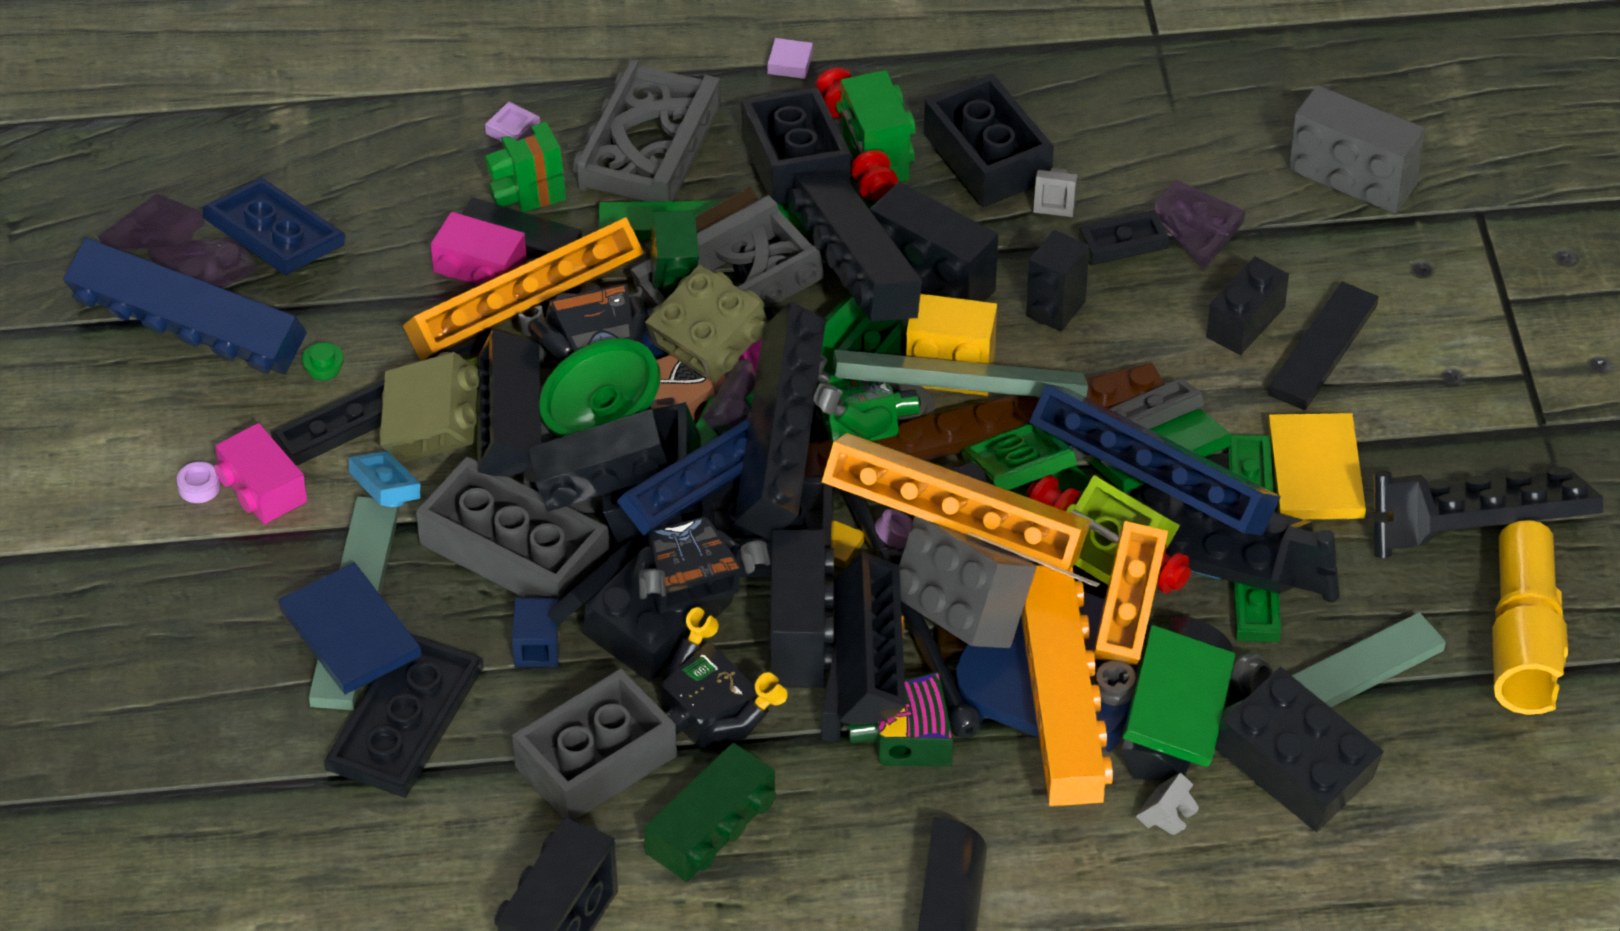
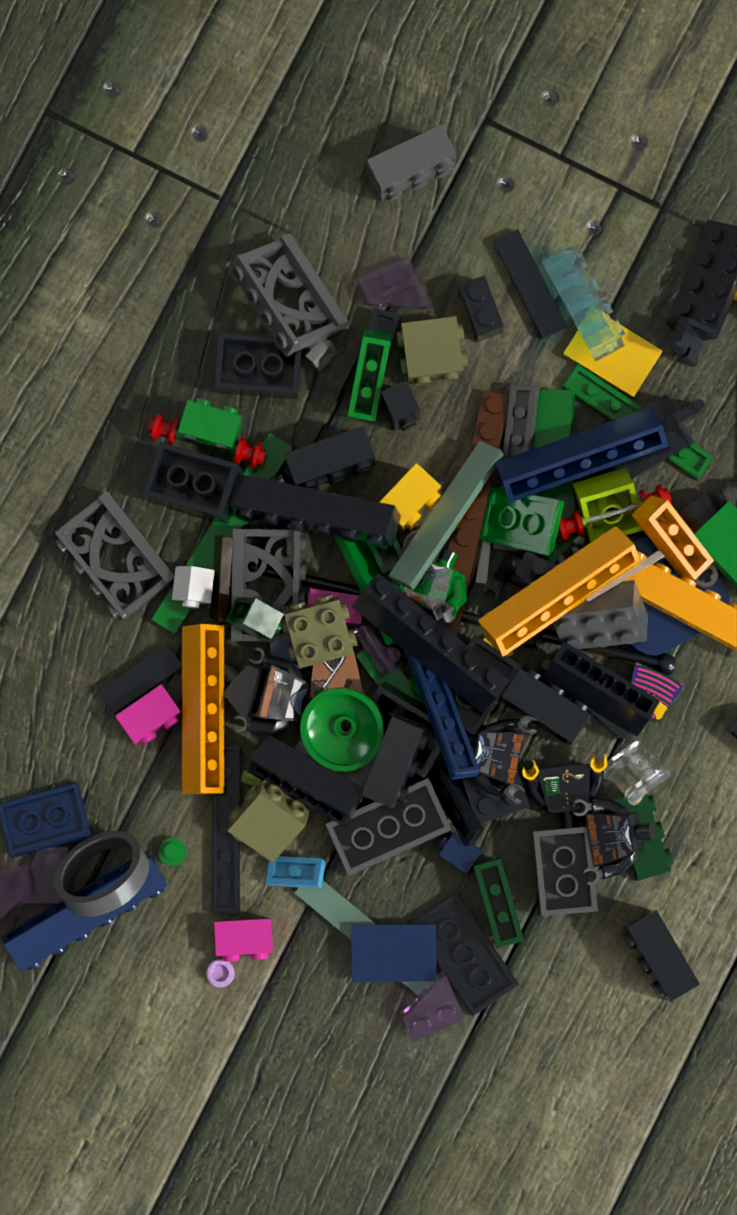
camera: 55 degrees left, 35 degrees up
(241, 278) = (117, 894): none -> dark grey piece
(304, 706) = (432, 1009): none -> clear purple wing
(497, 697) = (498, 903): none -> dark green brick
(511, 122) = (47, 628): lavender tile -> none
(531, 171) = (111, 651): green hips -> none
(672, 194) = (193, 585): none -> white brick
(681, 756) = (613, 836): none -> torso
(790, 58) = (100, 429): lavender tile -> none
(794, 750) = (642, 766): none -> clear plate
(1081, 153) = (276, 316): none -> dark grey fence
(1086, 213) = (369, 375): none -> green brick
(1154, 283) = (432, 350): none -> olive brick
(1346, 386) = (583, 303): none -> clear light blue brick

